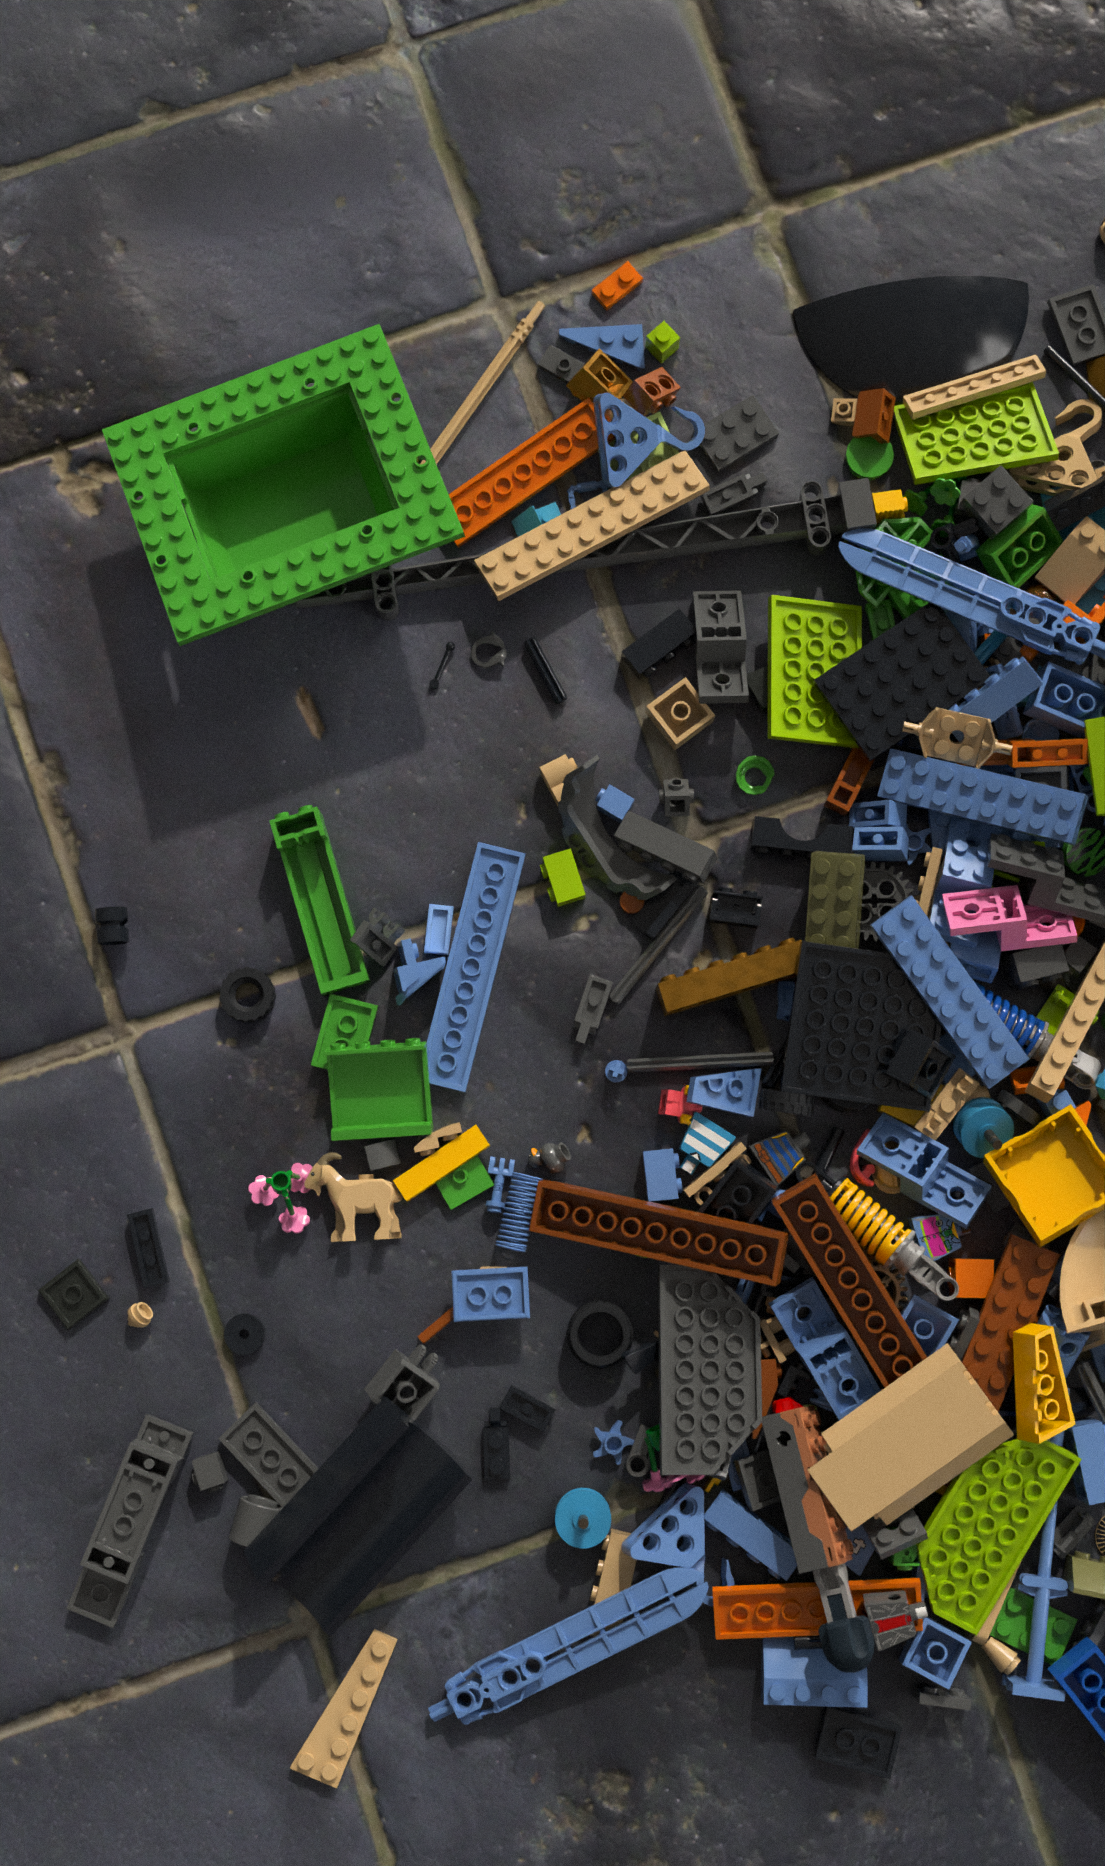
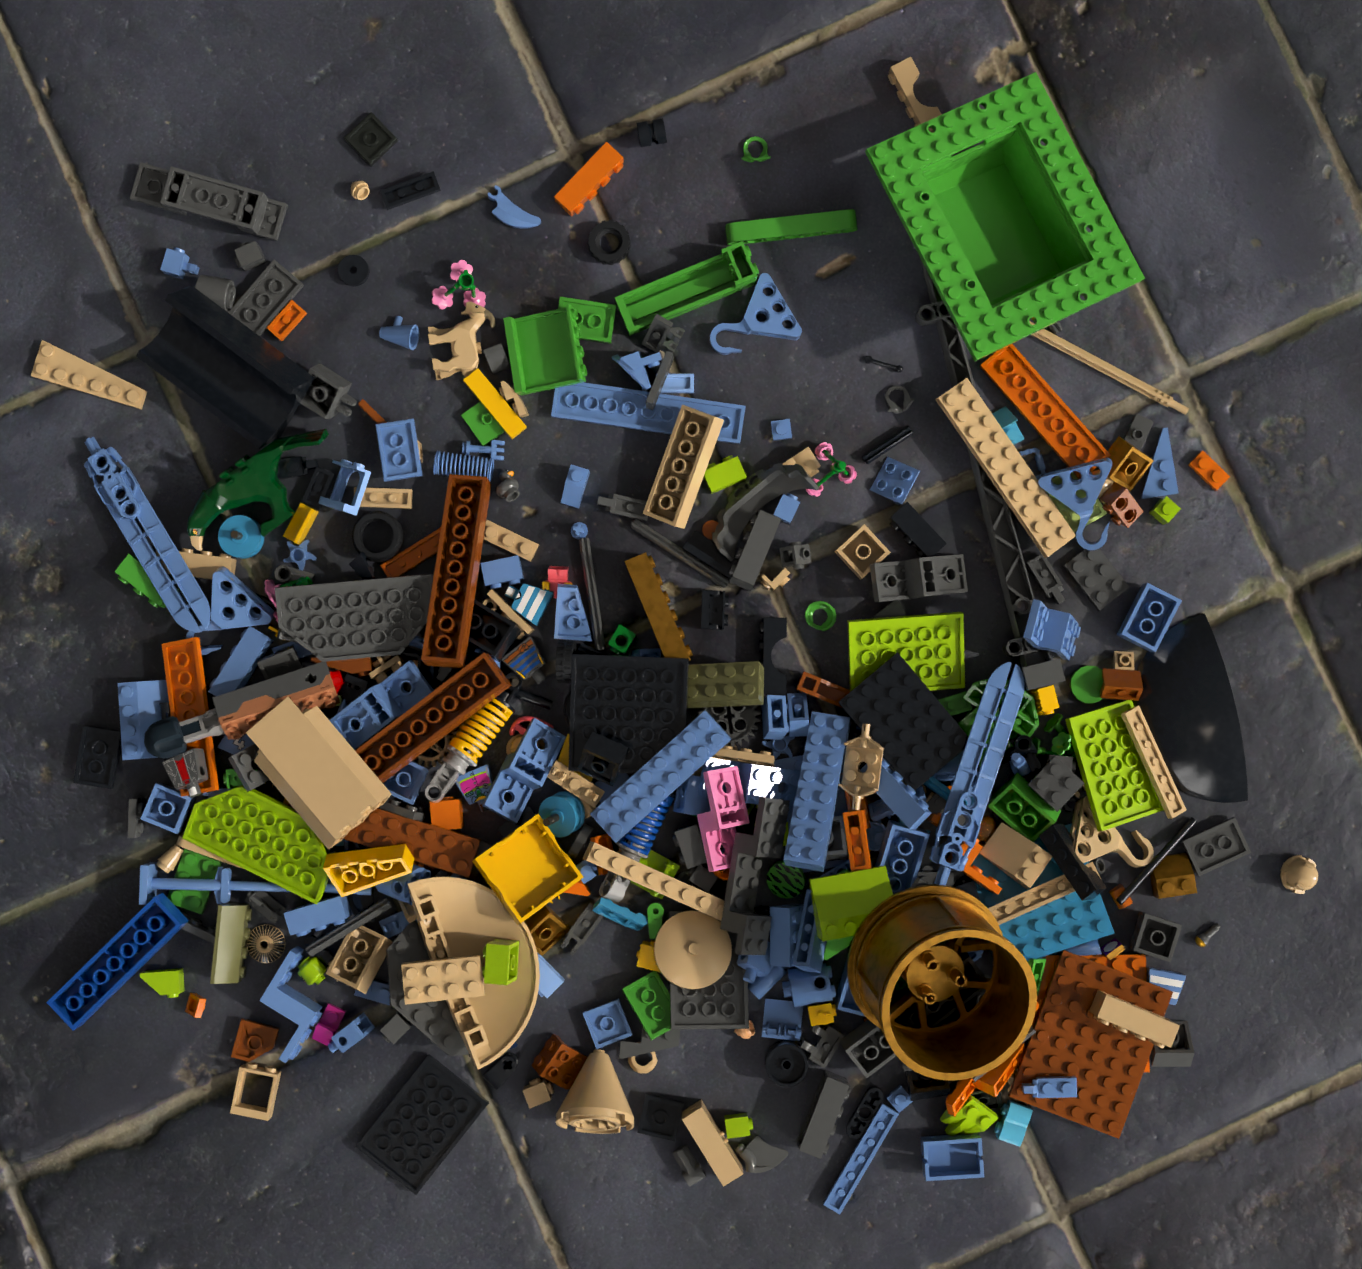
camera: 85 degrees right, 5 degrees up
(81, 601) = (903, 76): none -> tan arch
(158, 788) = (763, 156): none -> bright green piece
(162, 1012) = (589, 179): none -> orange brick
(194, 1119) = (510, 213): none -> medium blue piece
(208, 1571) = (176, 263): none -> medium blue brick
(255, 762) = (791, 227): none -> bright green beam
(301, 1429) = (286, 320): none -> orange plate
(337, 1278) = (402, 335): none -> medium blue piece
(374, 795) = (760, 305): none -> medium blue piece
(435, 946) = (659, 380): none -> dark grey tile
(512, 801) = (781, 430): none -> medium blue plate
(514, 1496) = (250, 482): none -> dark green animal
(528, 1379) = (340, 486): none -> light blue panel
(550, 926) = (683, 466): none -> tan brick
(550, 1322) = (386, 498): none -> tan plate
(559, 1069) = (575, 486): none -> medium blue slope
(572, 1436) = (300, 523): none -> yellow panel
(574, 727) = (846, 472): none -> bright pink plant
(592, 665) = (894, 480): none -> medium blue hinge
(618, 1668) = (132, 572): none -> bright green brick
(621, 1161) = (510, 541): none -> tan plate
(627, 1289) = (412, 555): none -> orange tile
(704, 820) = (781, 580): none -> tan bracket
(751, 1029) = (621, 630): none -> green brick
(794, 373) = (1149, 617): none -> medium blue brick
(804, 486) = (1051, 630): none -> medium blue bracket

